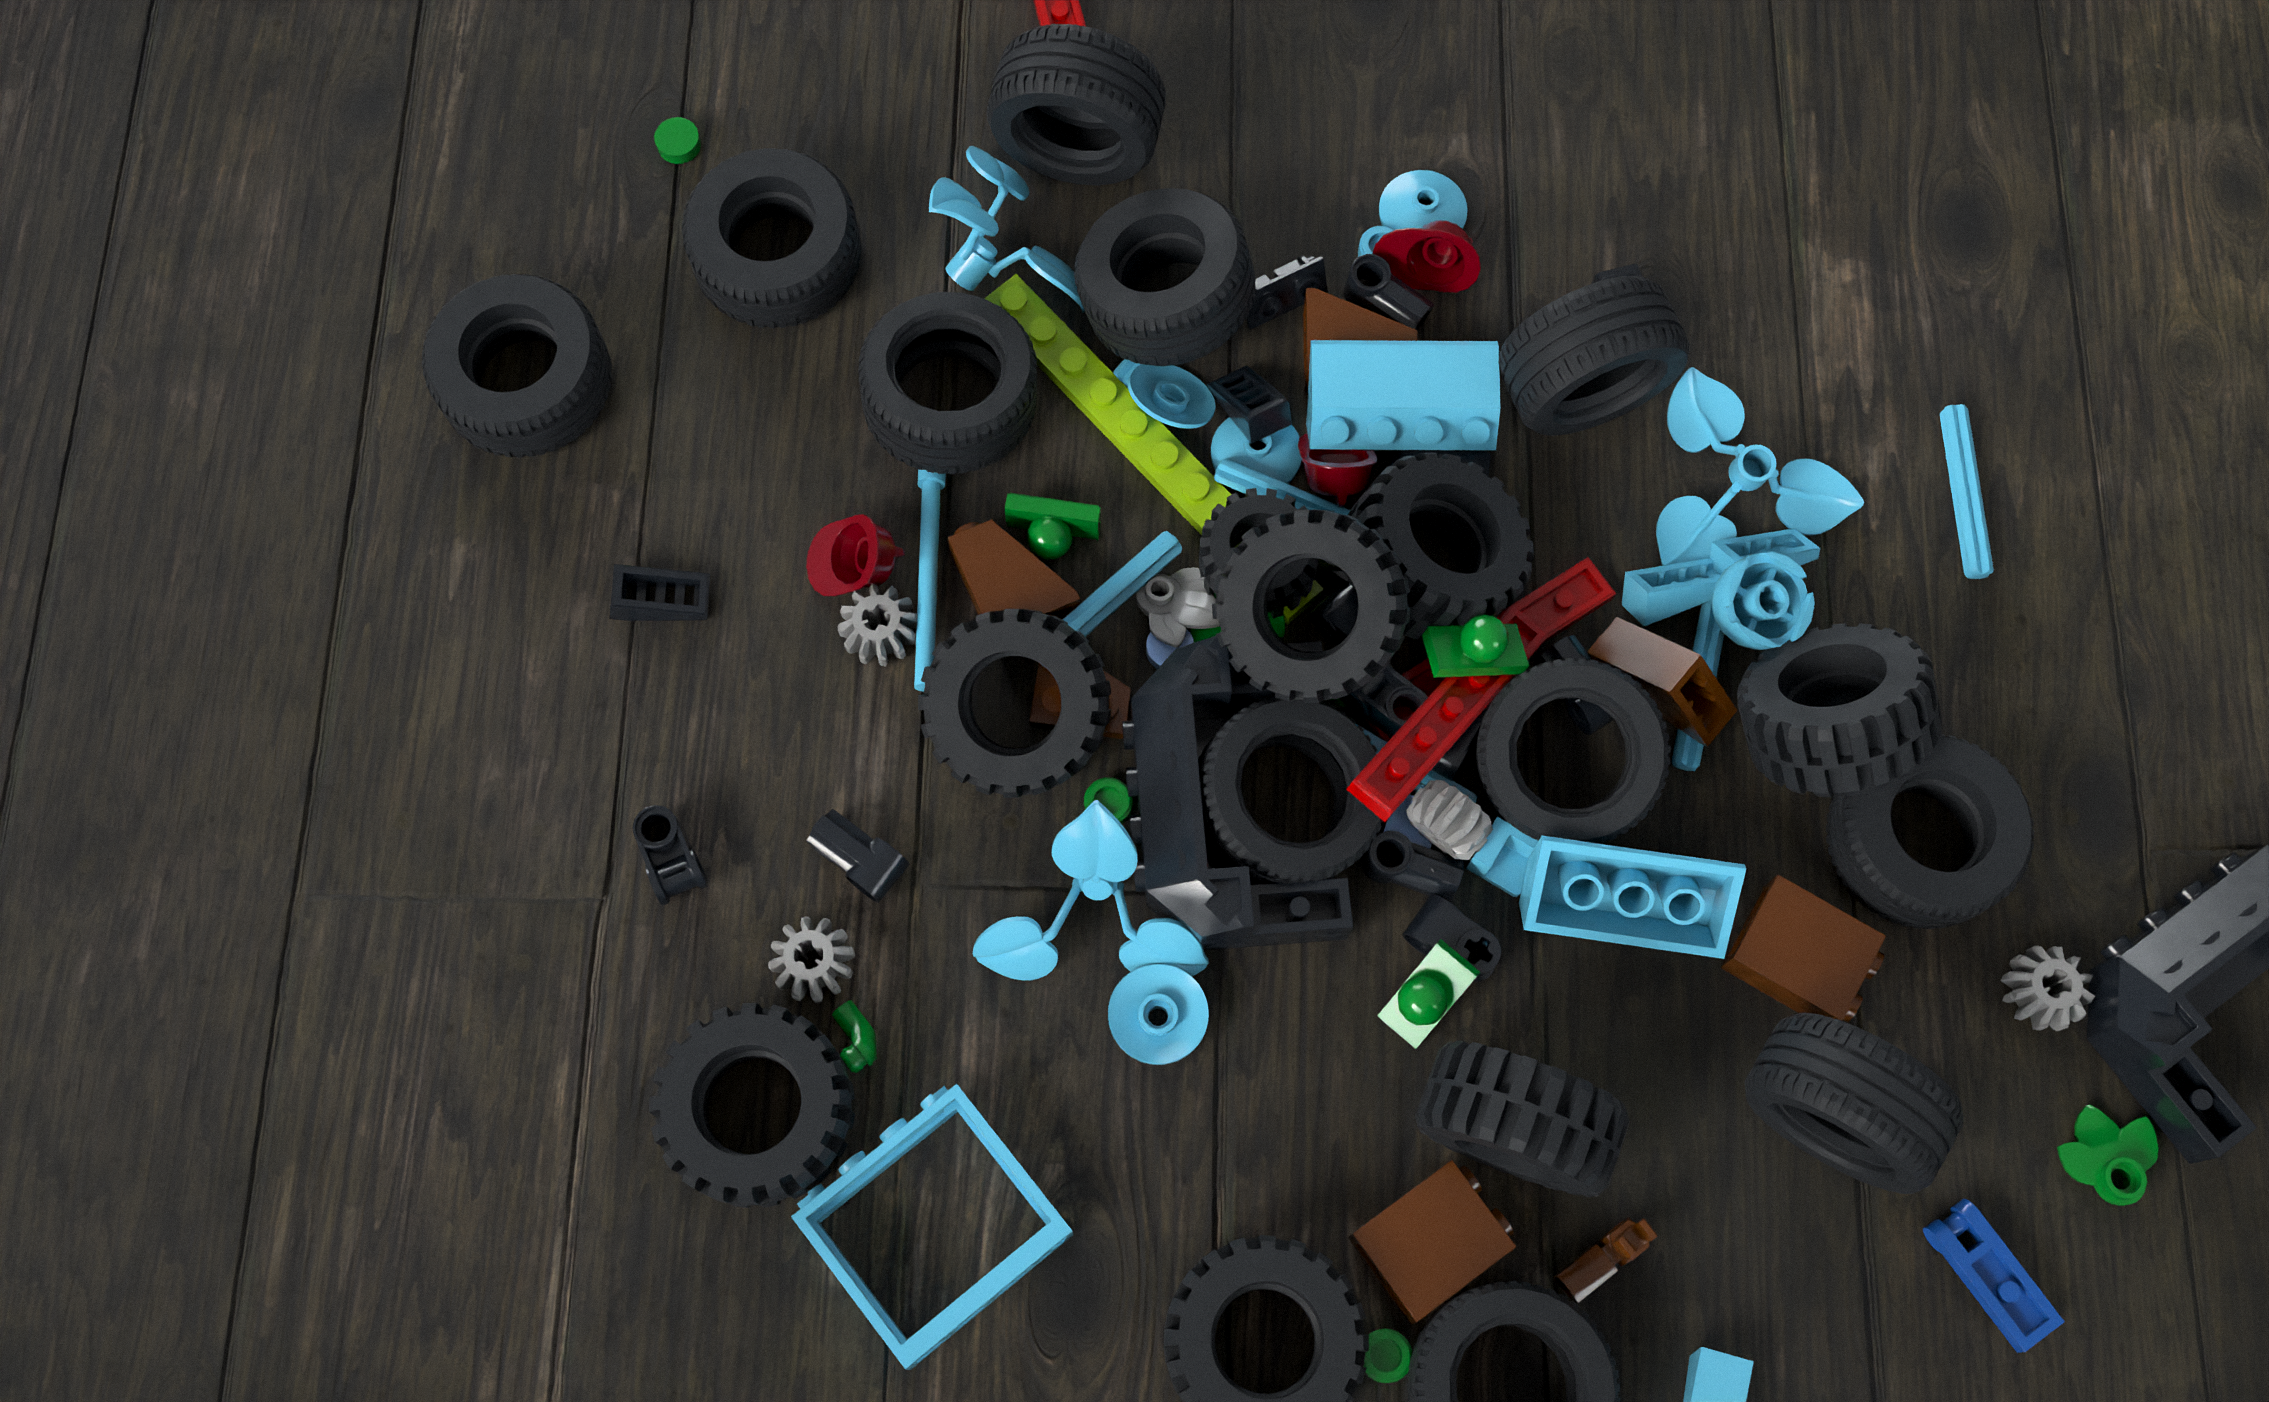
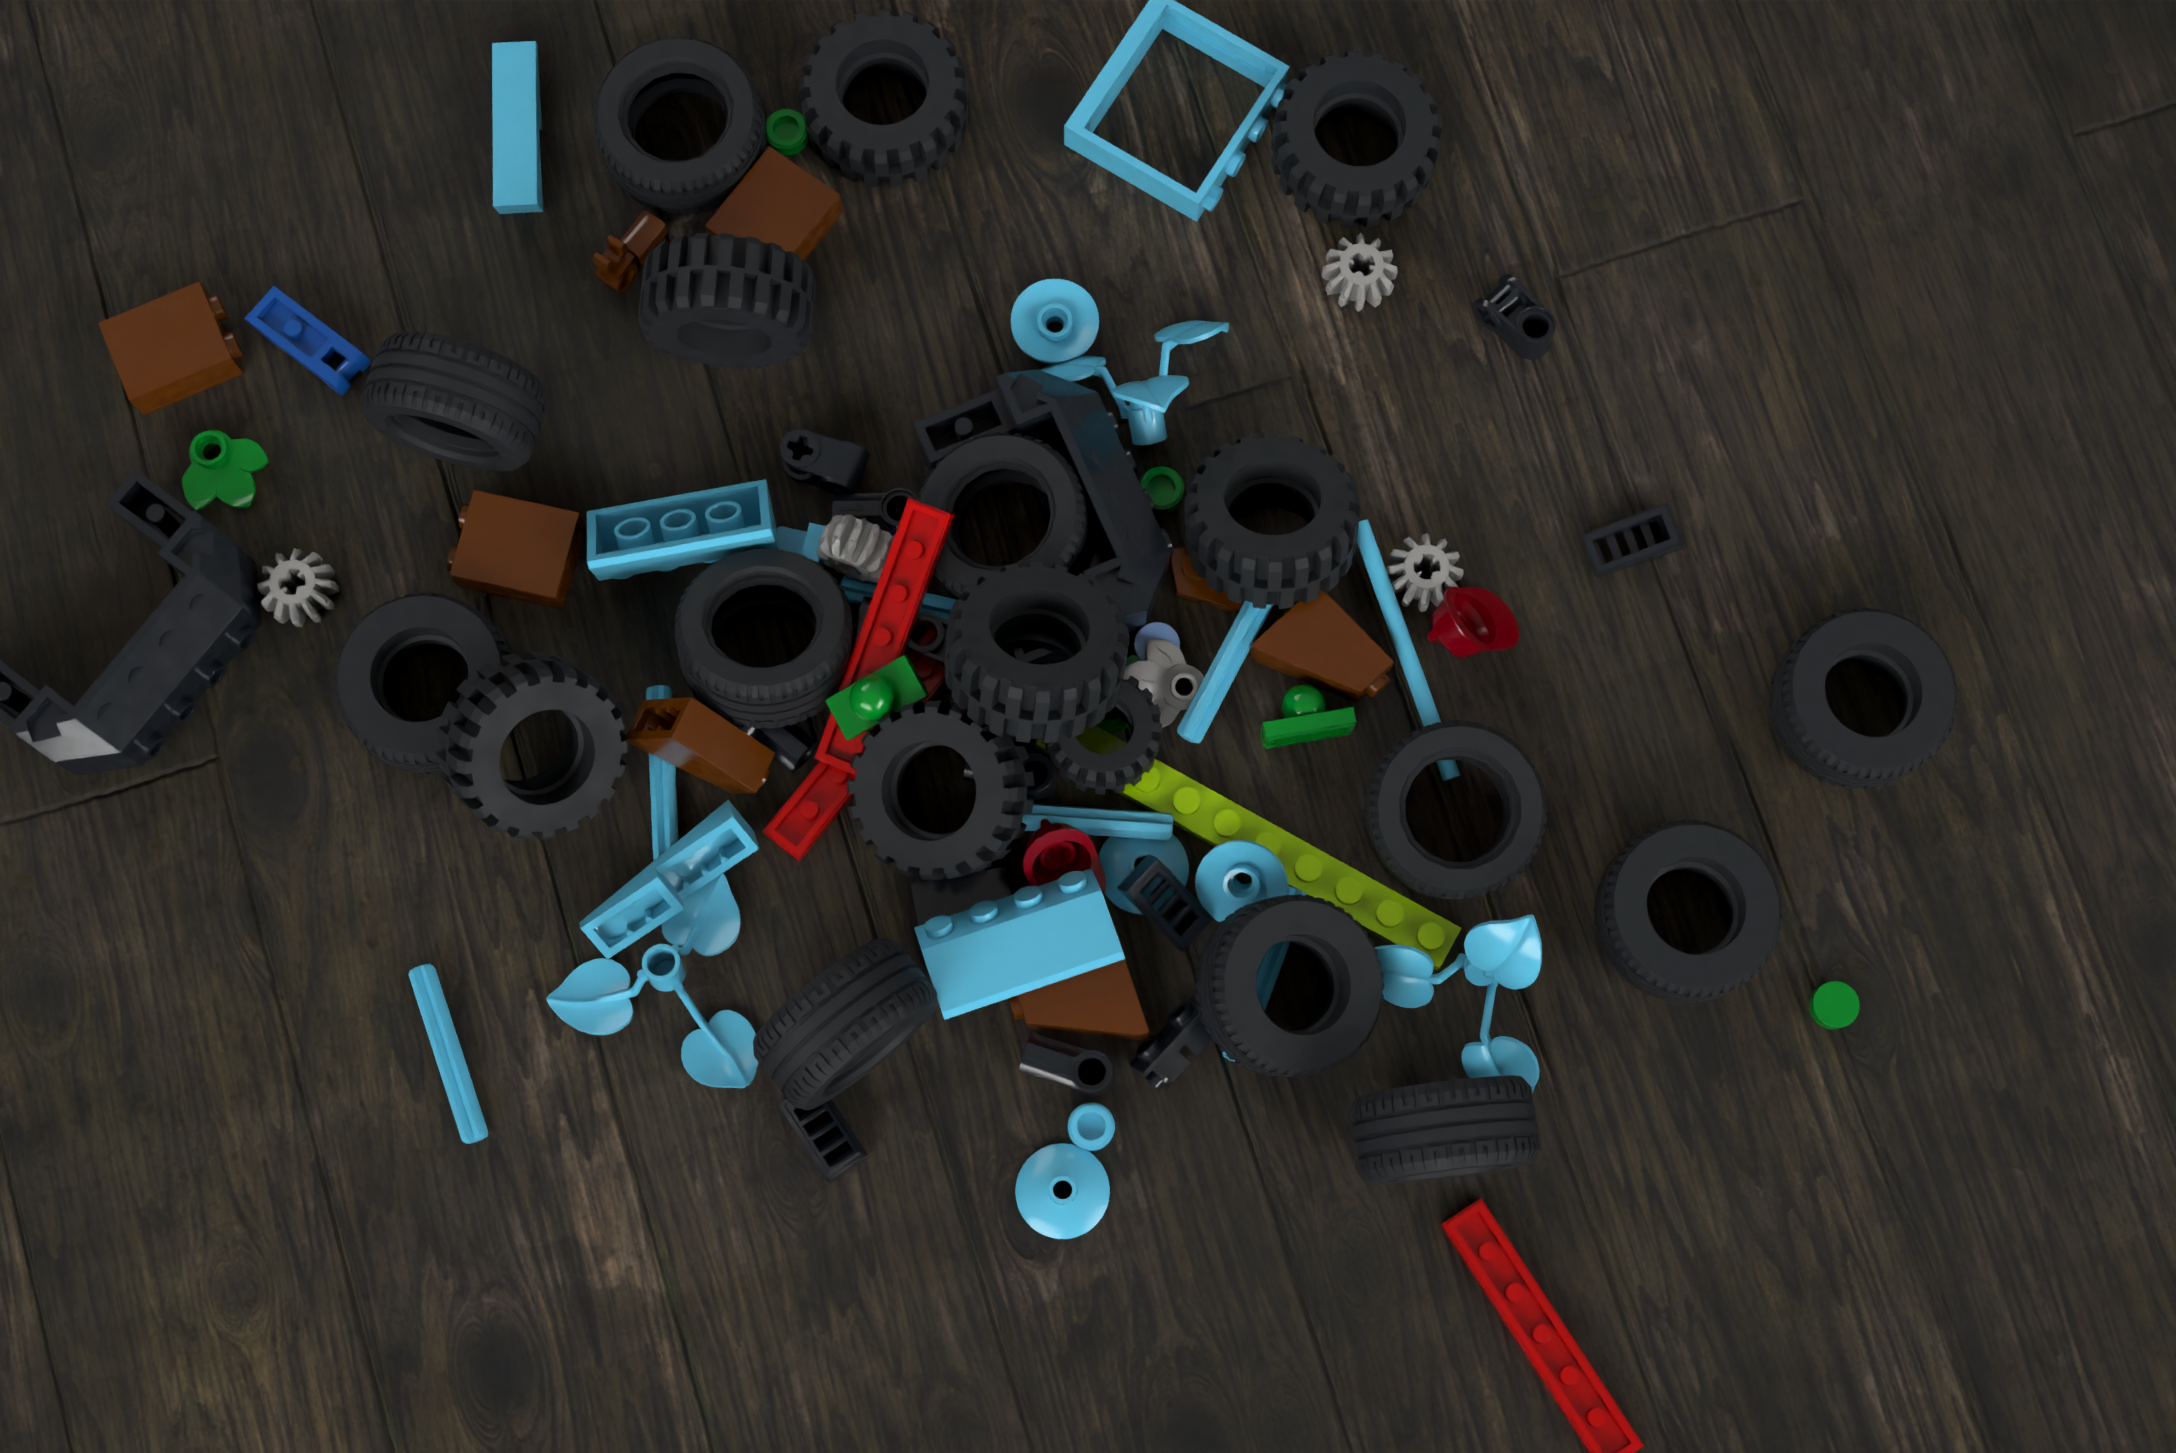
camera: 160 degrees right, 5 degrees up
(860, 1033) = (1291, 227): green arm -> none
(868, 863) = (1345, 366): black piece -> none
(1428, 993) = (832, 404): green tile -> none
(1431, 256) = (1036, 1126): dark red piece -> none
(1763, 601) = (624, 836): medium azure cylinder -> none
(2152, 1316) = (172, 347): none -> reddish brown brick

